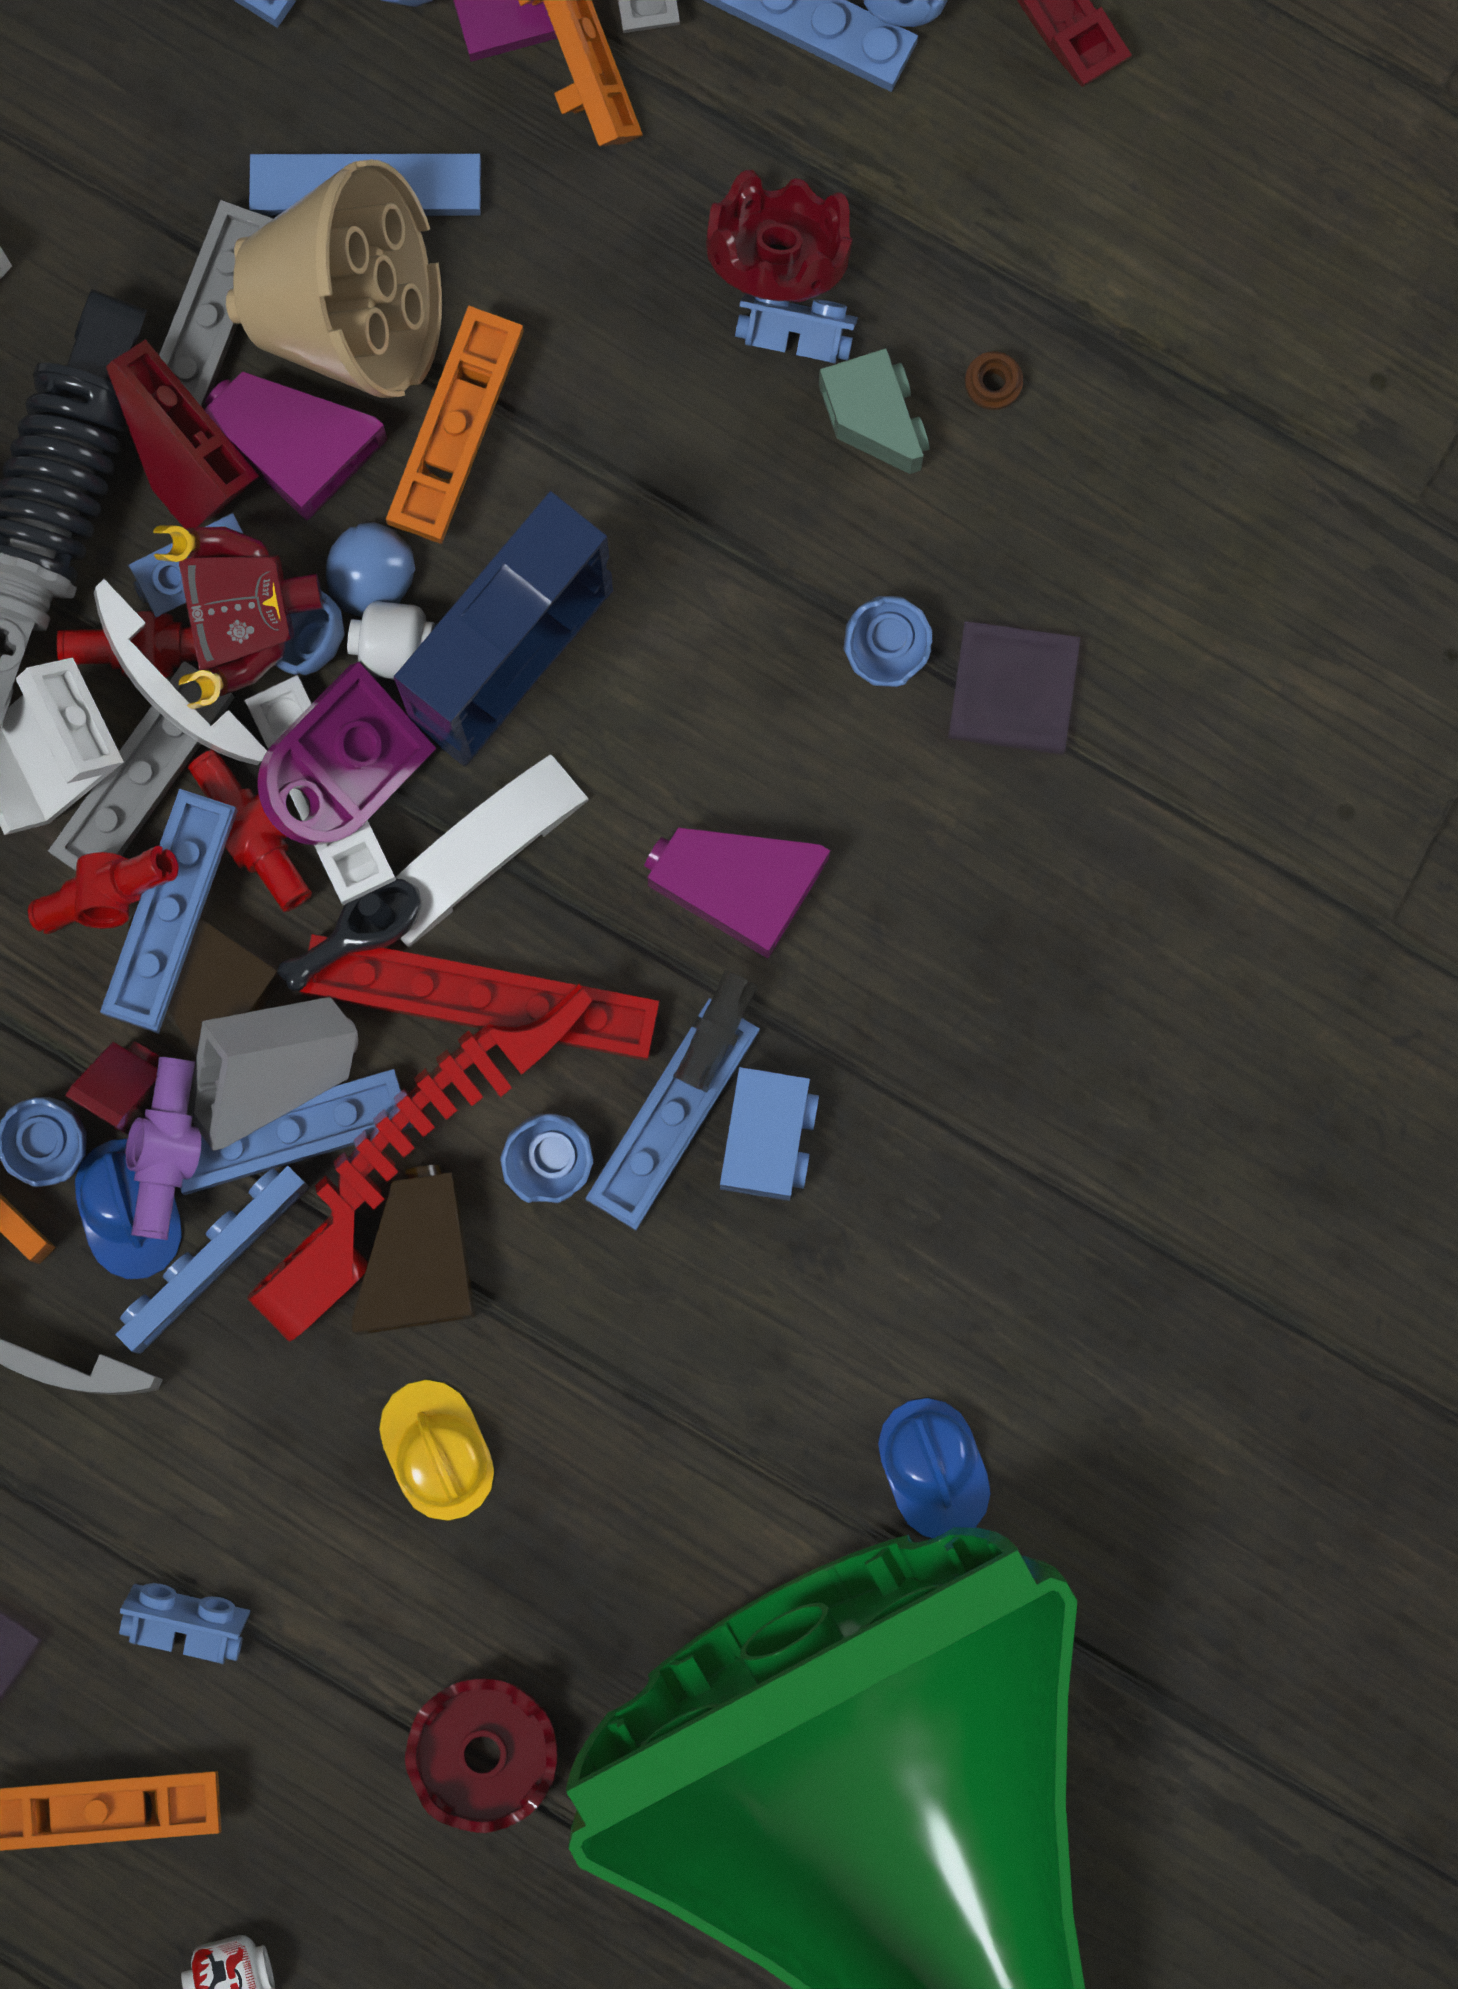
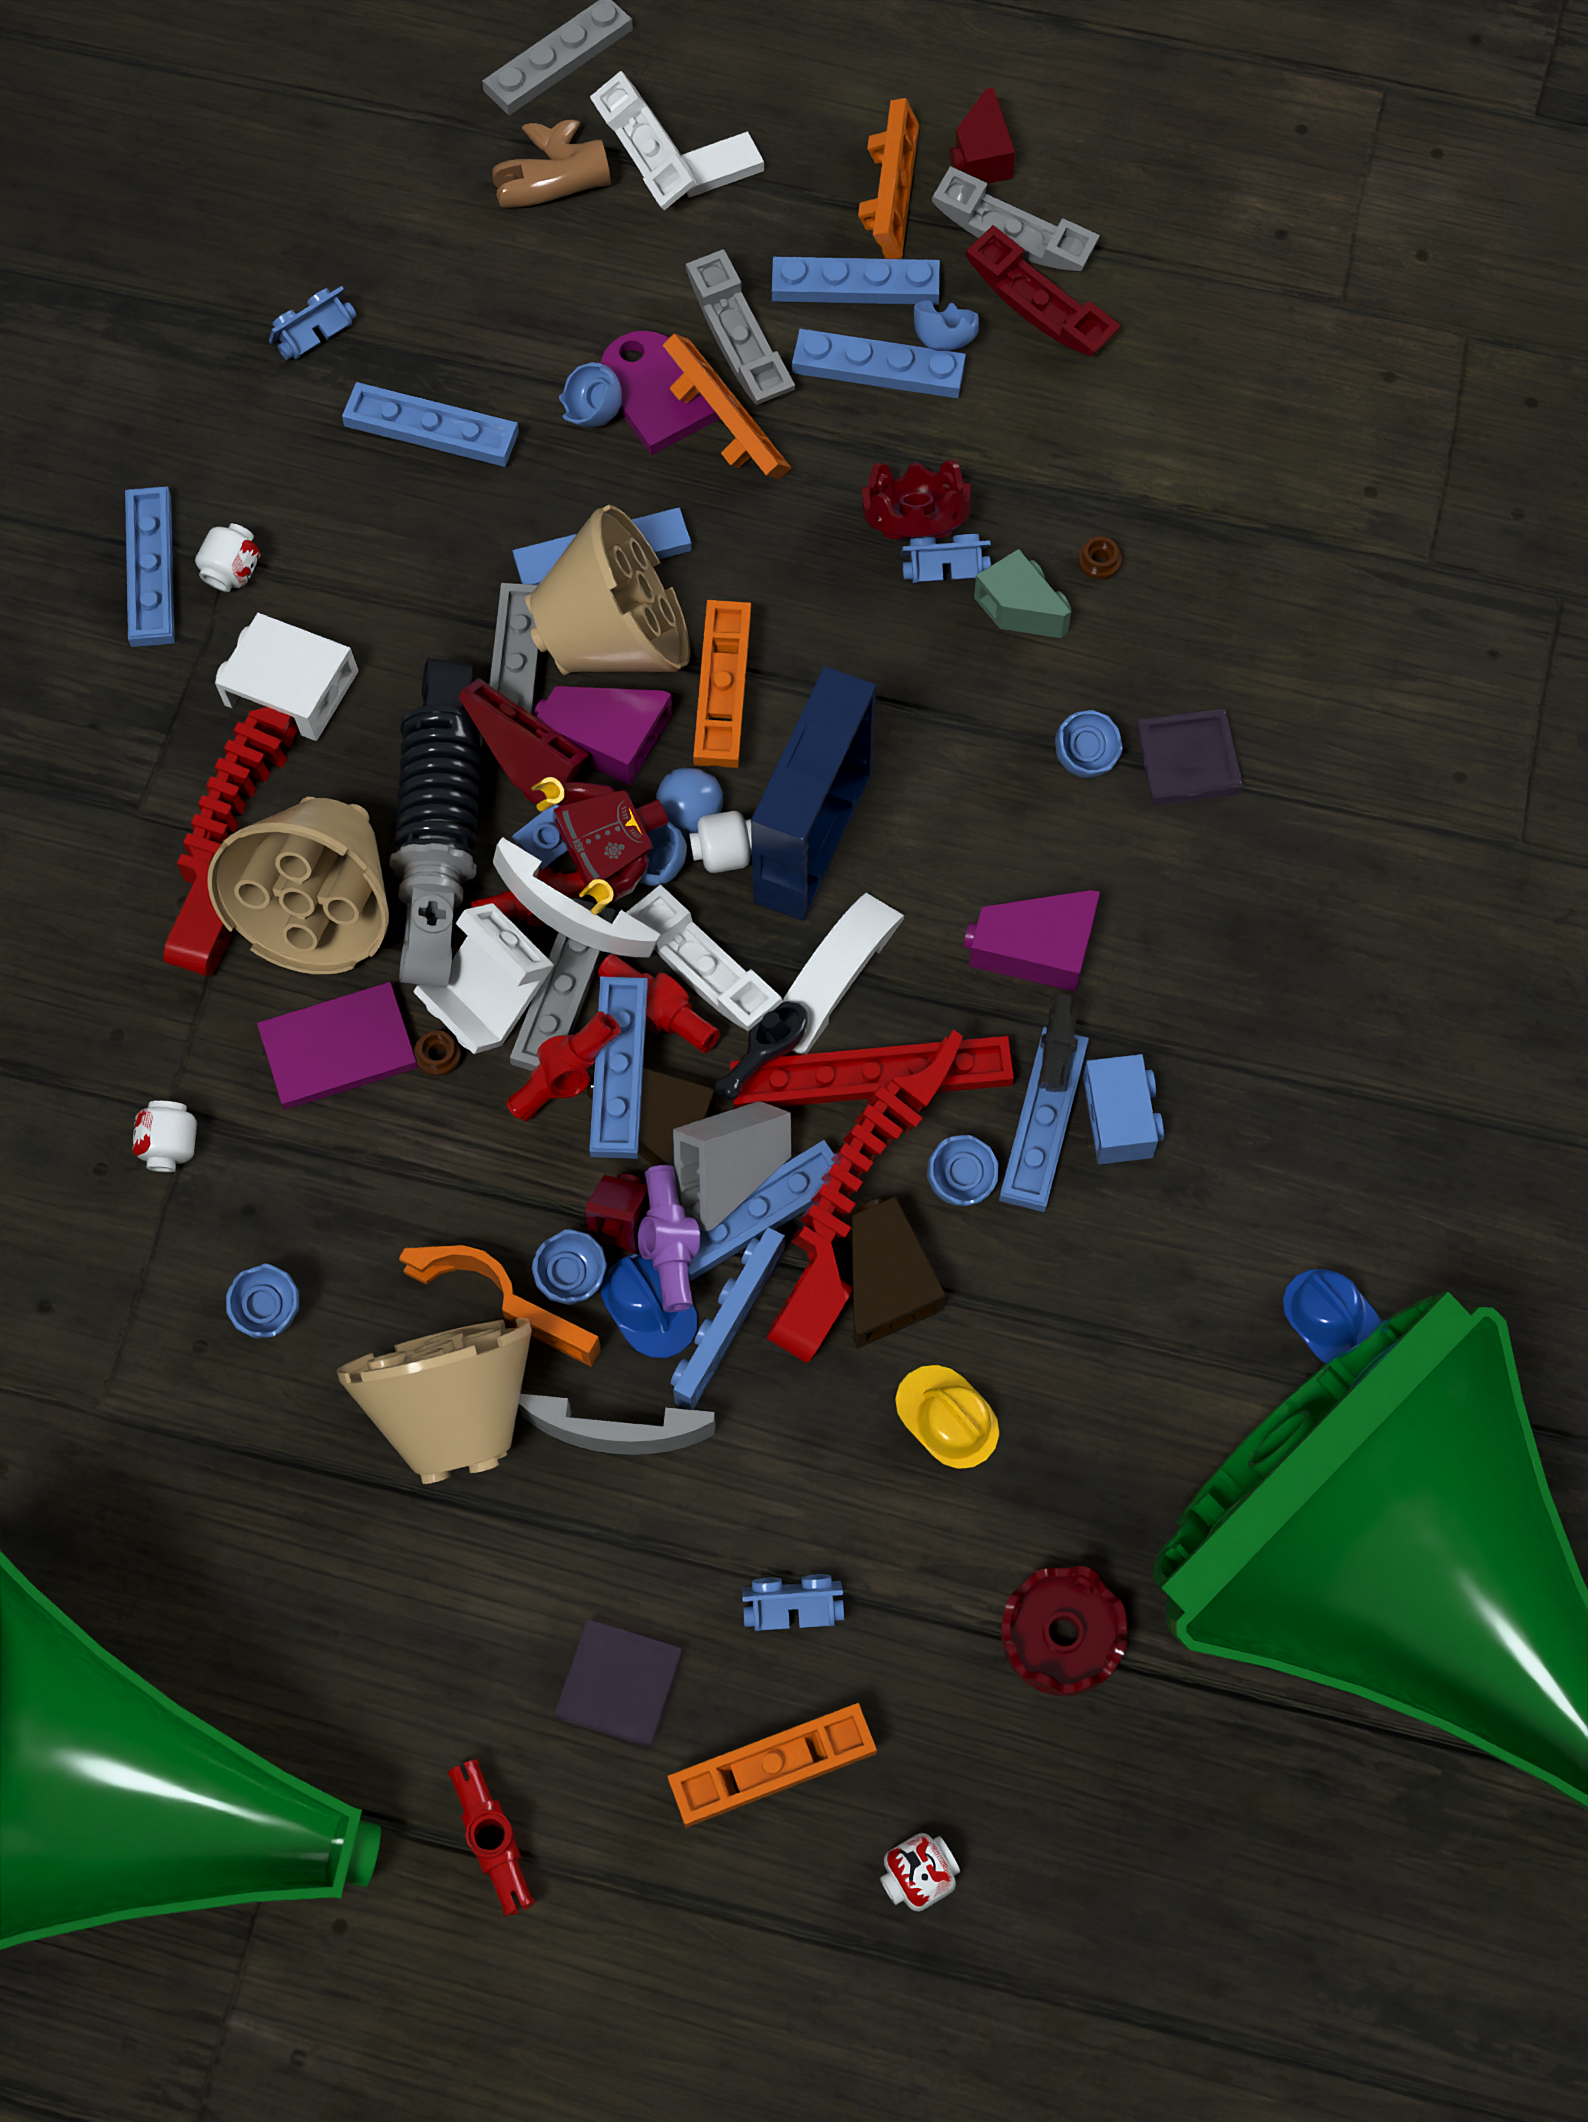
camera: 15 degrees left, 15 degrees down
(344, 756) = (717, 925): magenta tile -> none

